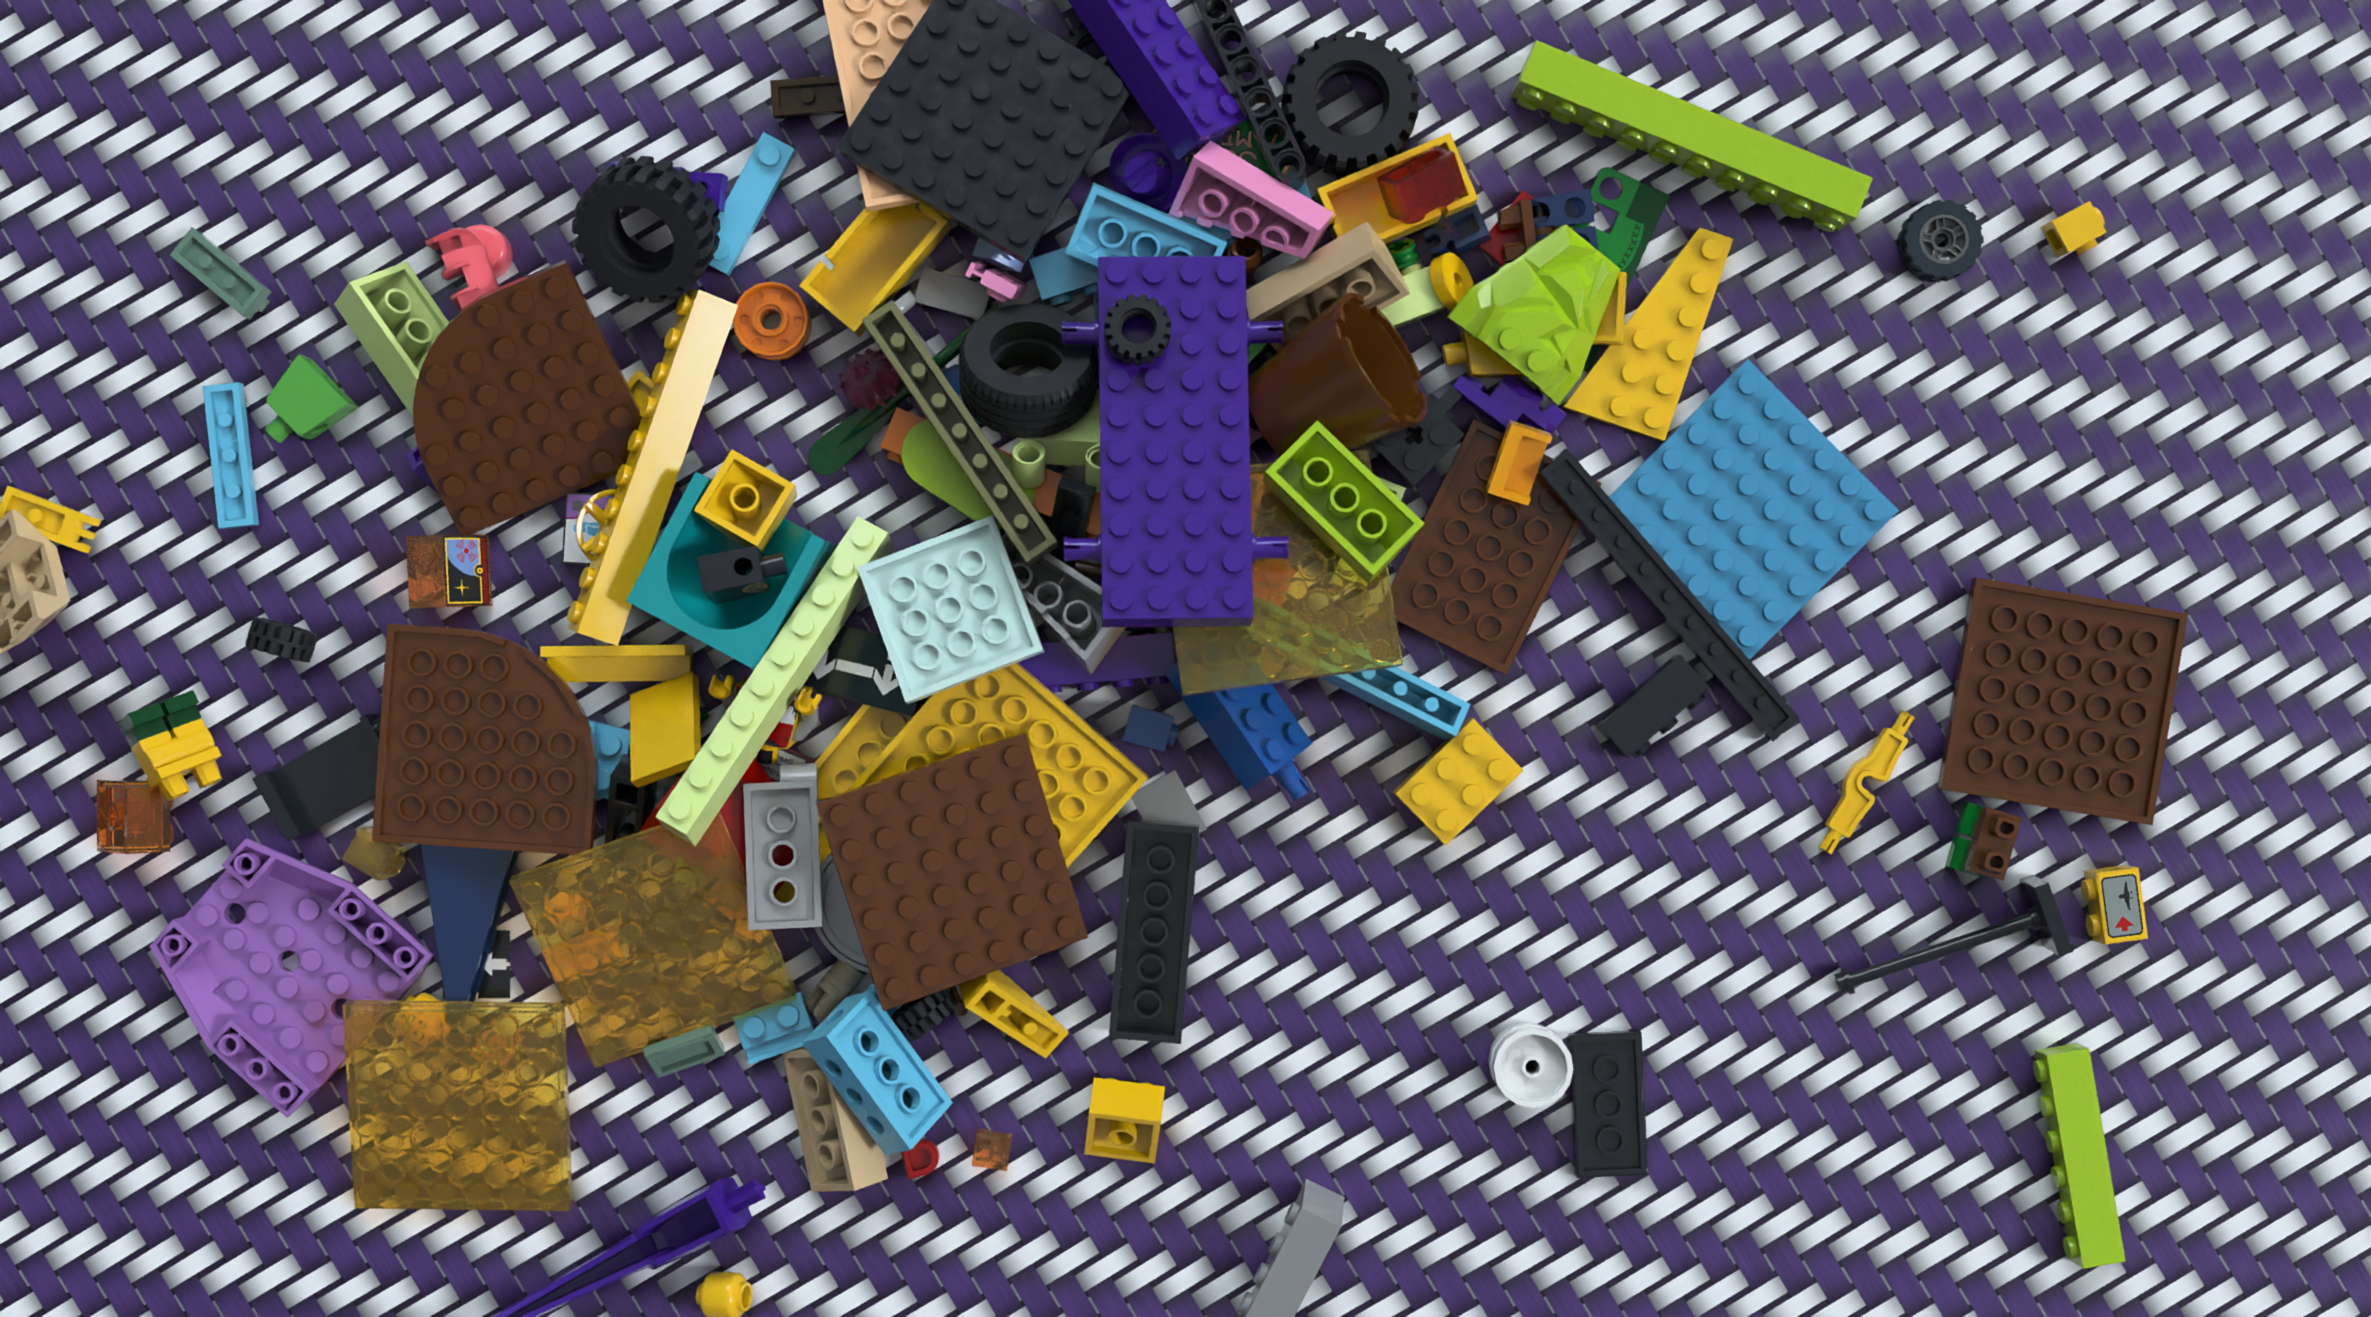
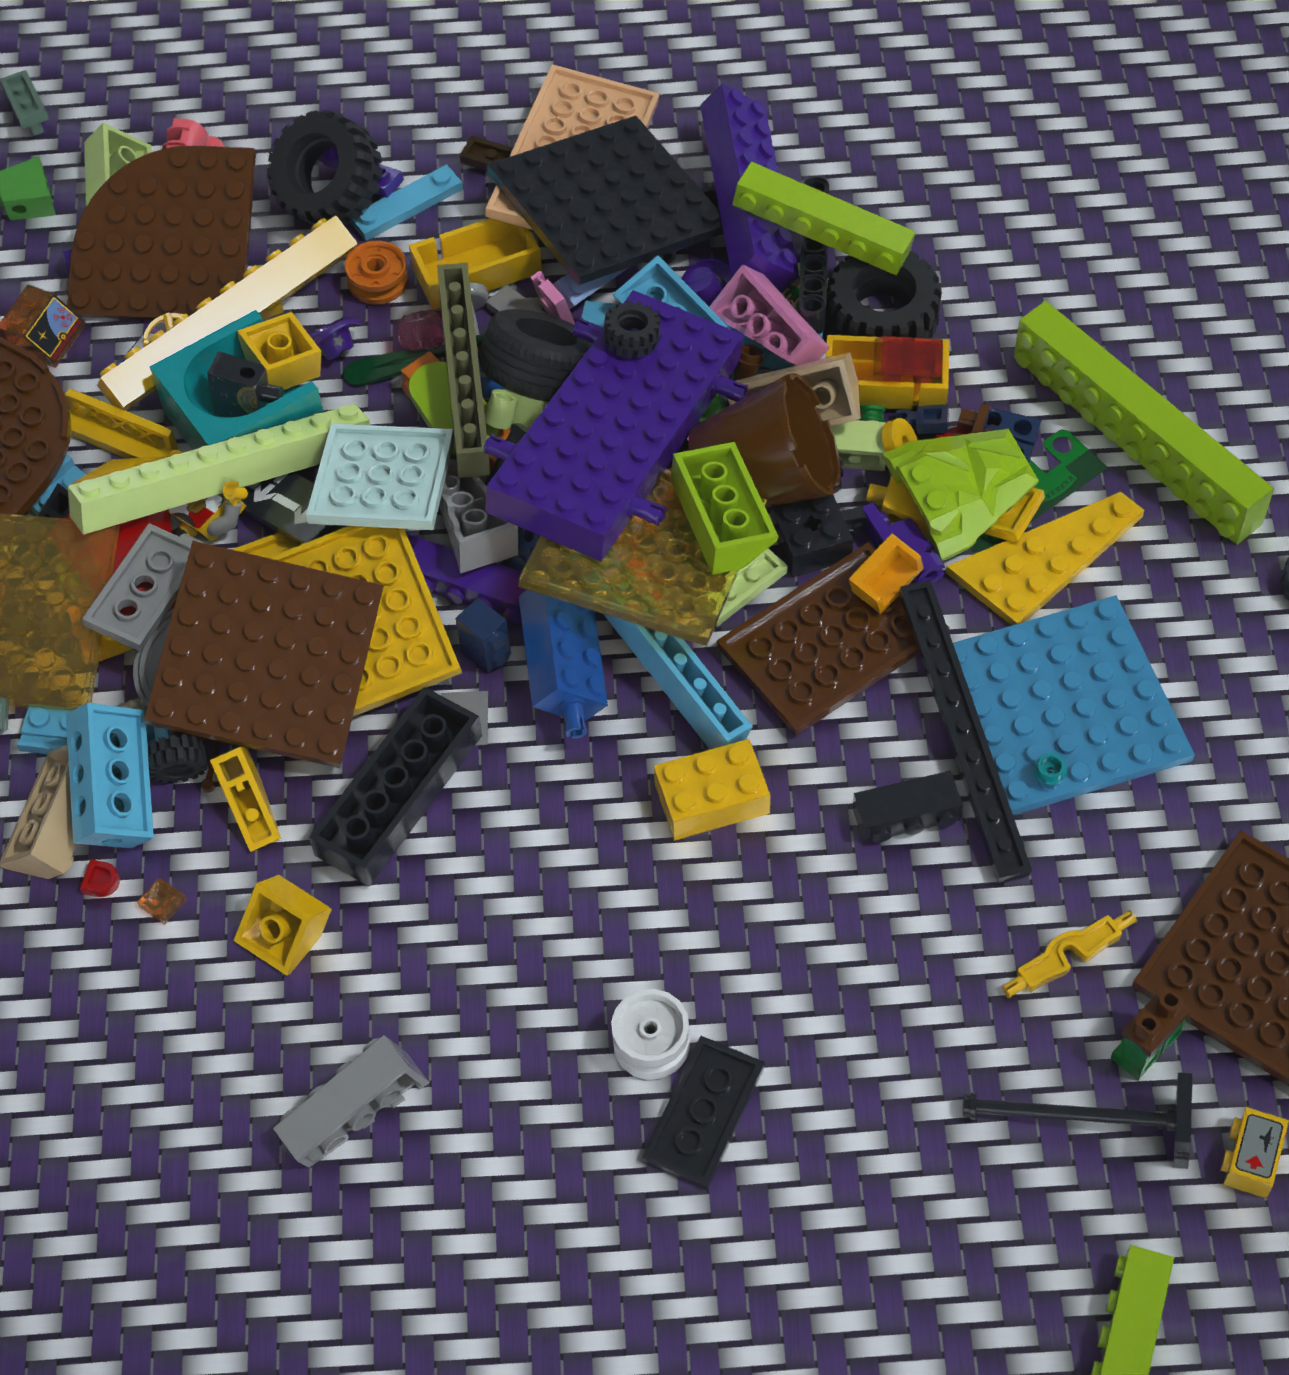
camera: 30 degrees right, 30 degrees down
(777, 433) = (335, 337): none -> dark purple hat
(1253, 53) = (823, 218): none -> lime brick
(1783, 607) = (1053, 762): none -> teal plate

